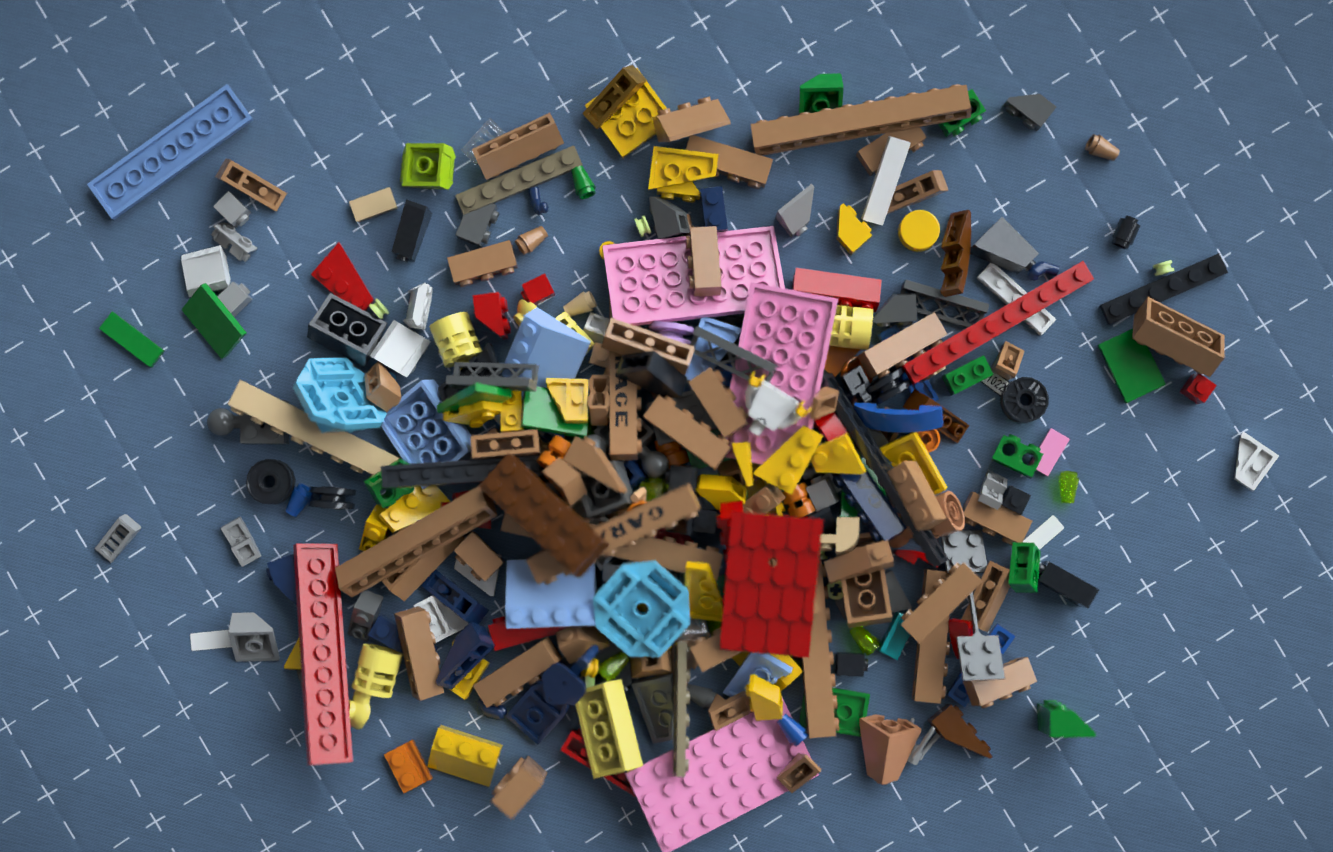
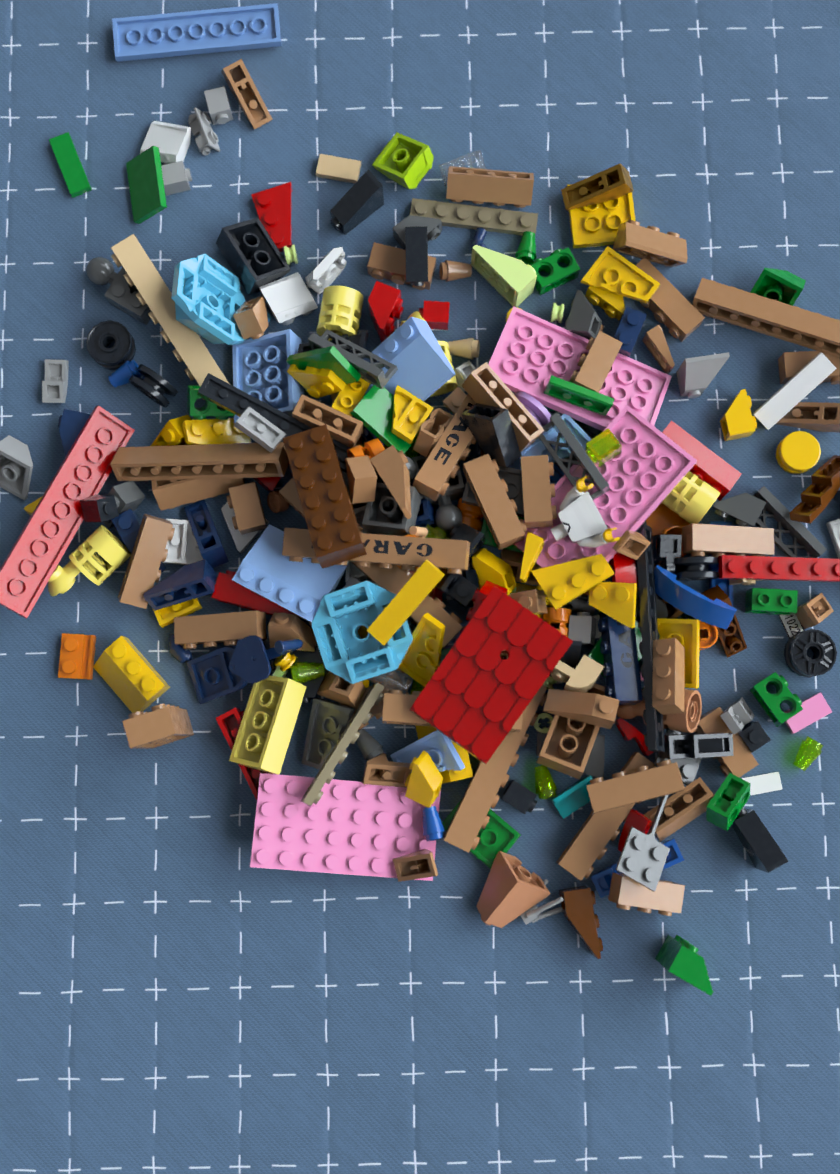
camera: 30 degrees right, 5 degrees down
(353, 632) = (99, 508): none -> black brick
(454, 488) = (260, 429): none -> light grey plate
(492, 249) = (416, 255): none -> black slope
(498, 536) = (277, 502): none -> nougat tile
(581, 220) = (506, 274): none -> yellowish green slope
(623, 192) = (557, 274): none -> green brick
(665, 565) = (405, 602): none -> yellow tile
(705, 297) = (578, 395): none -> green tile
(747, 206) = (658, 347): none -> medium nougat slope
(752, 334) = (603, 447): none -> clear neon green brick
(973, 536) = (697, 745): none -> black slope

